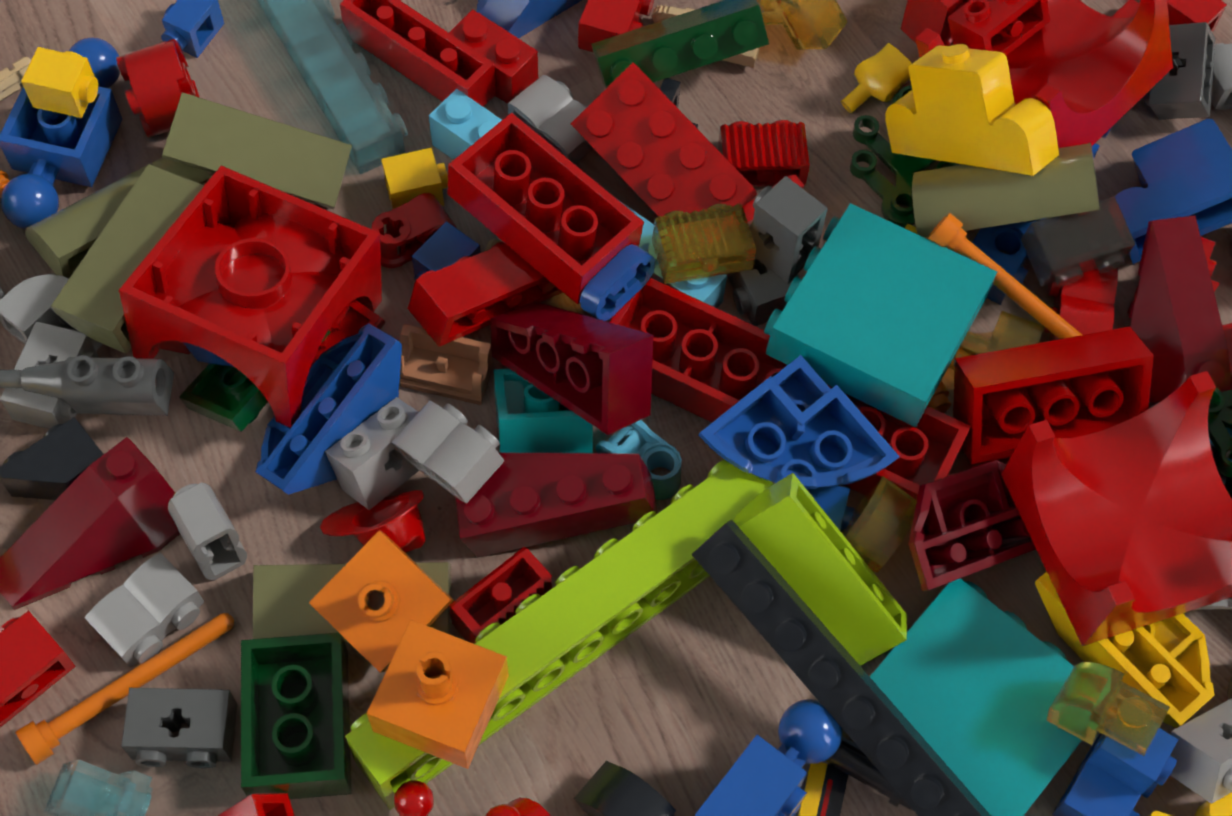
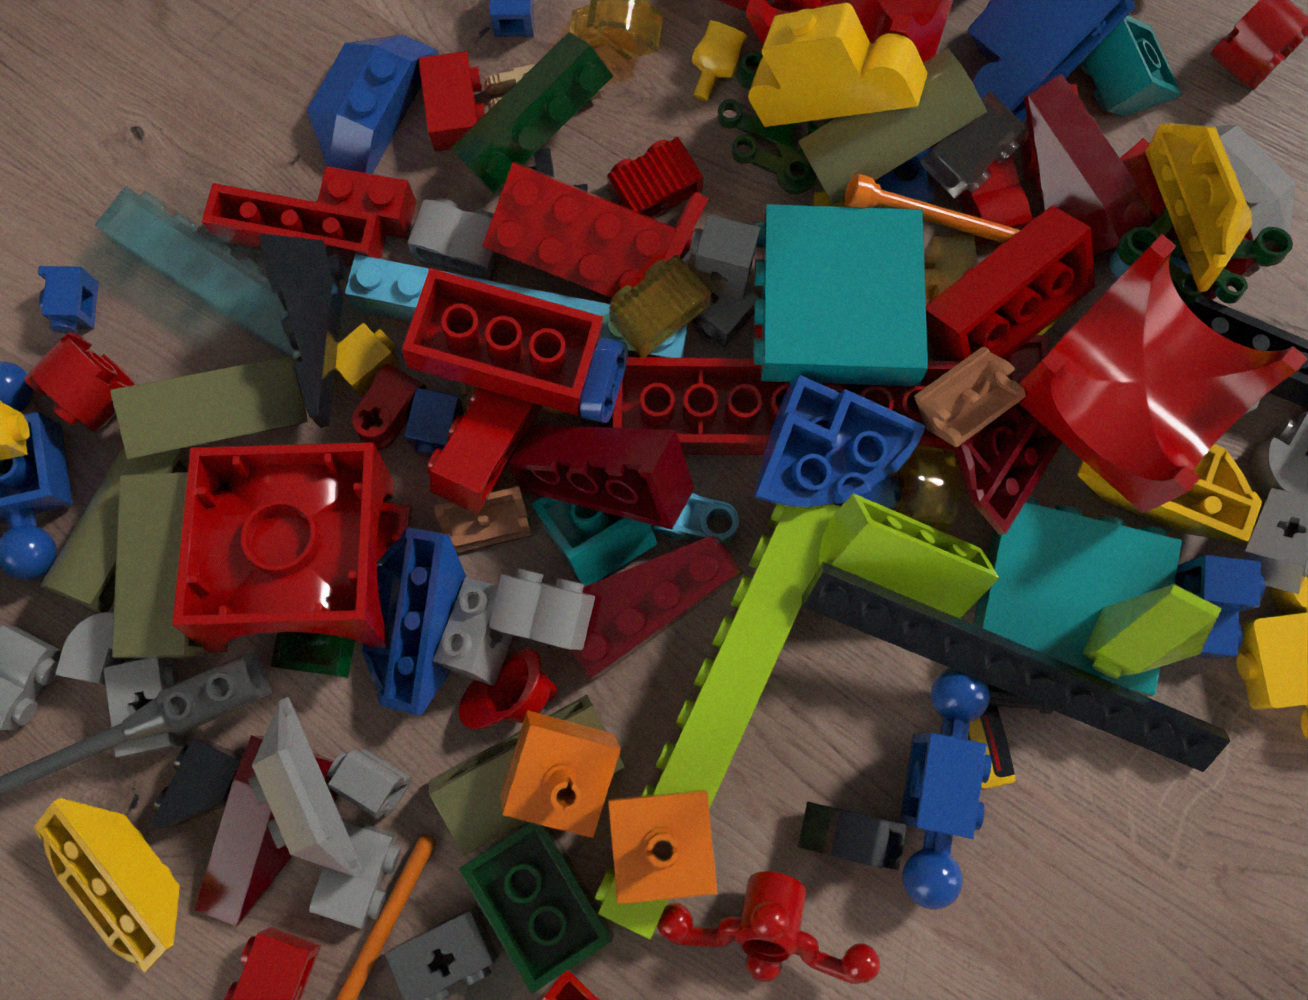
camera: 25 degrees left, 15 degrees up
(138, 500) = (300, 796): none -> light grey wedge
(397, 104) = (311, 292): none -> black wedge
(499, 594) = (652, 710): red brick -> none
(955, 450) = (968, 397): none -> nougat hinge
(1027, 742) = (1150, 631): none -> lime wedge
(1099, 702) = (1194, 562): clear yellow brick -> none

